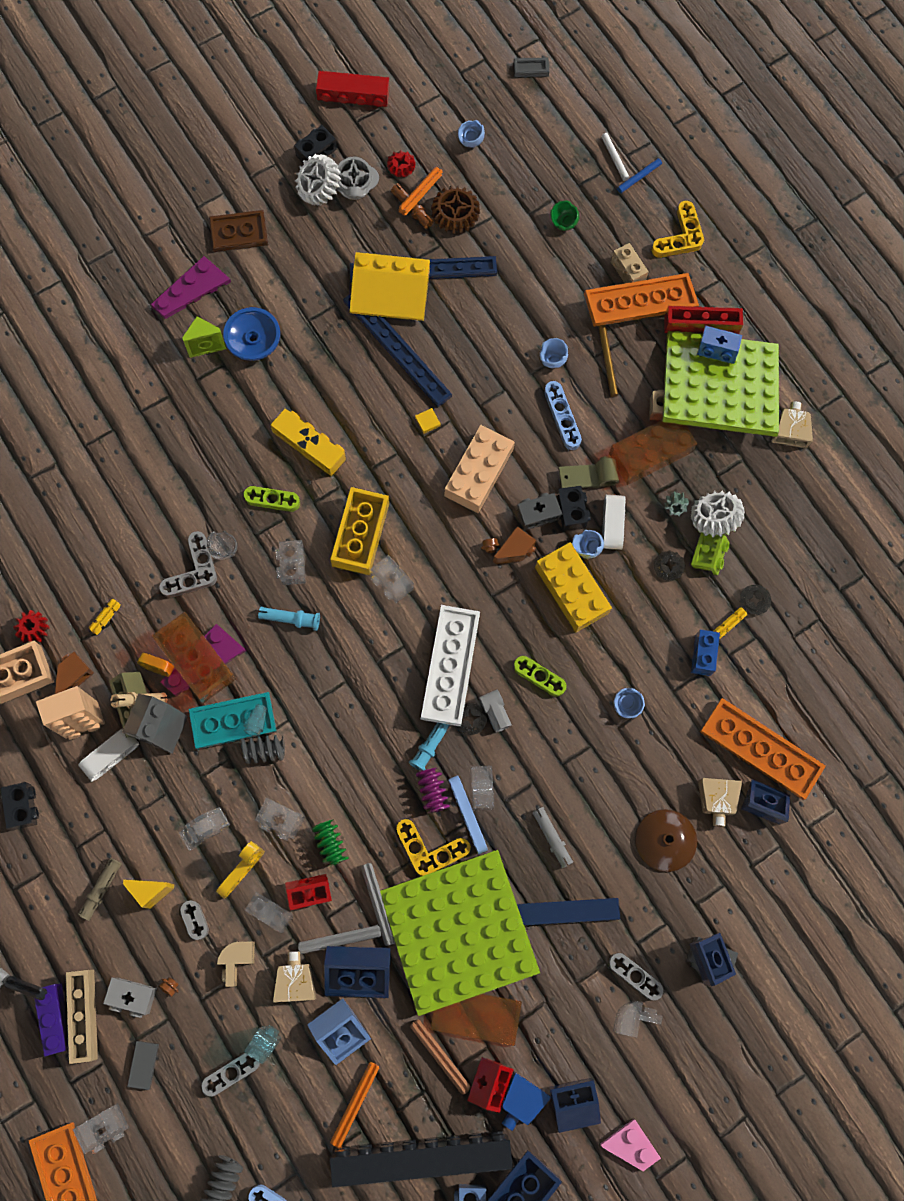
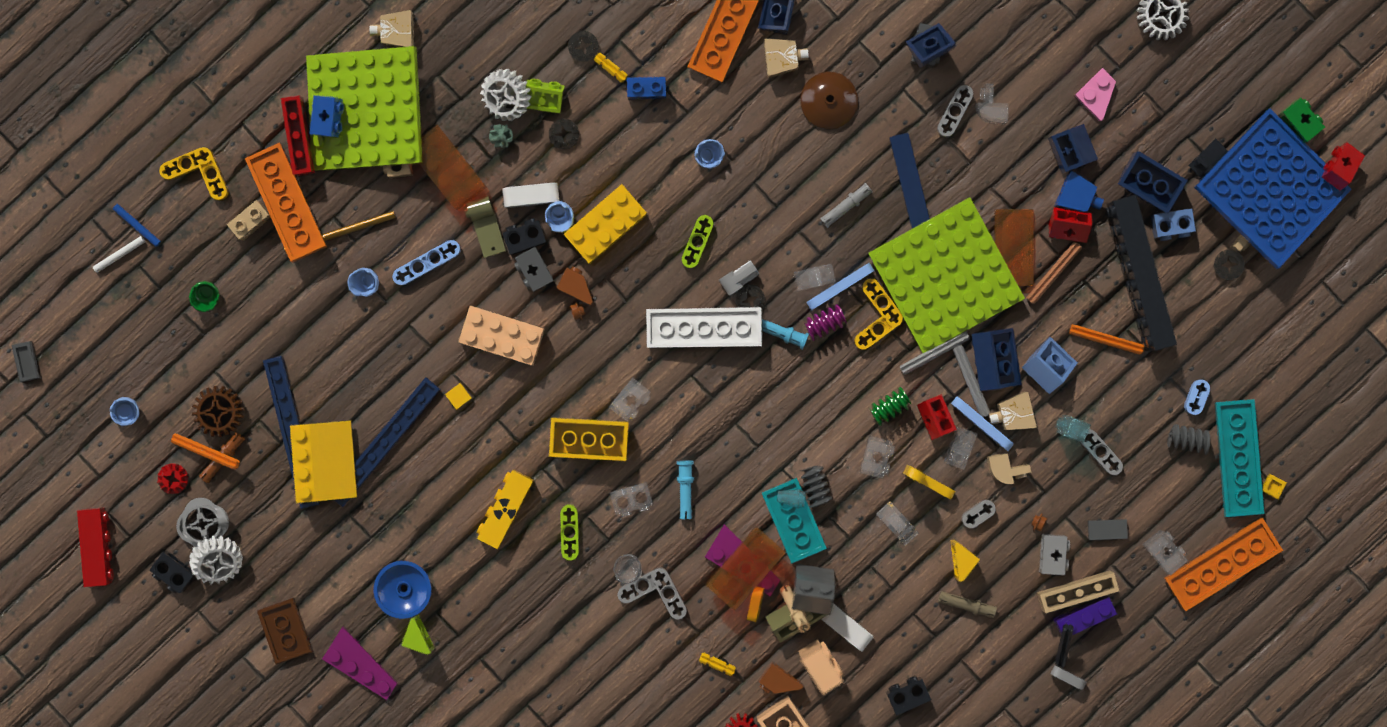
camera: 95 degrees left, 15 degrees up
(290, 942) = (983, 424): none -> light blue beam

